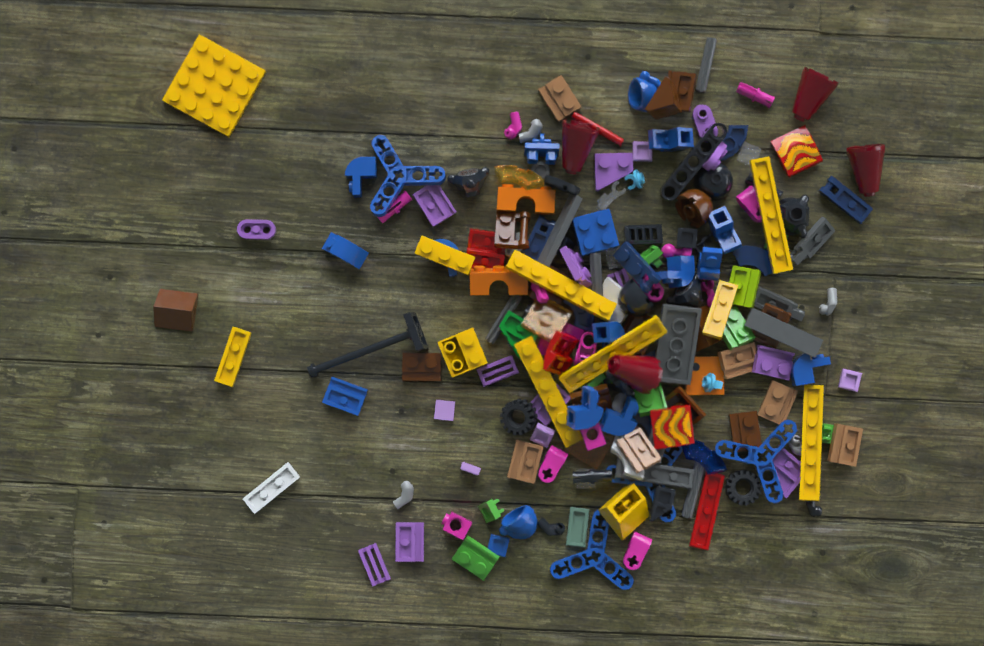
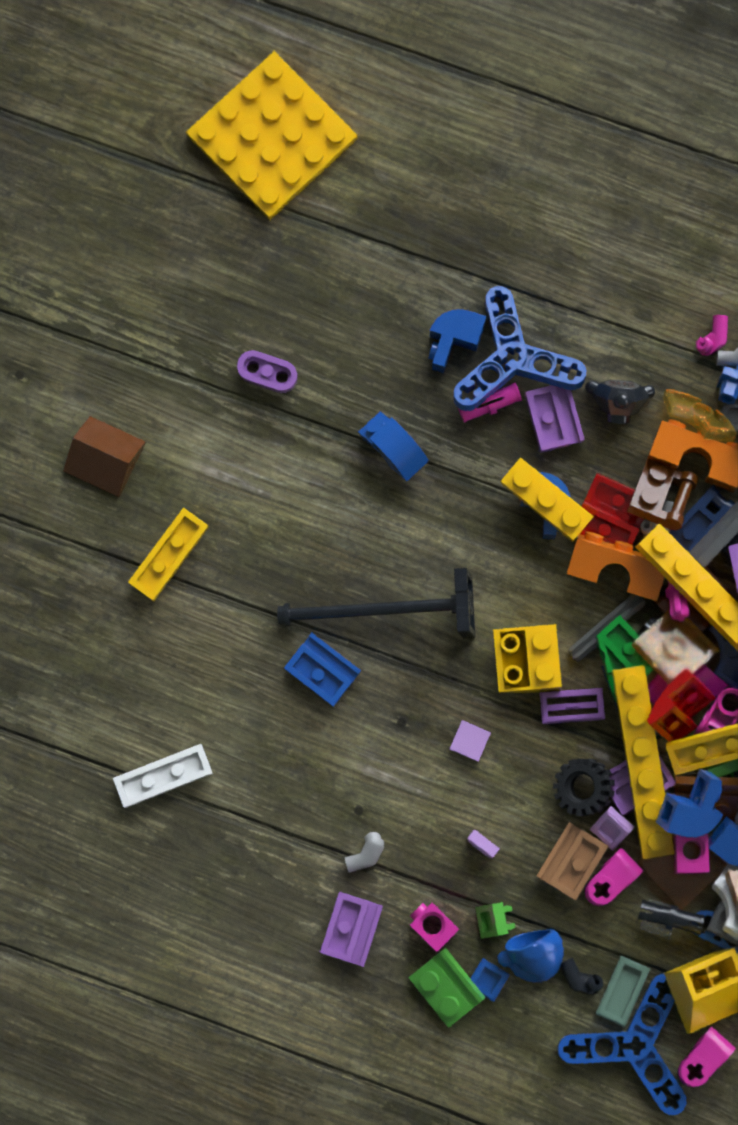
camera: 25 degrees right, 5 degrees down
(374, 582) = (282, 919): medium lavender tile -> none
(421, 367) = (455, 662): reddish brown plate -> none

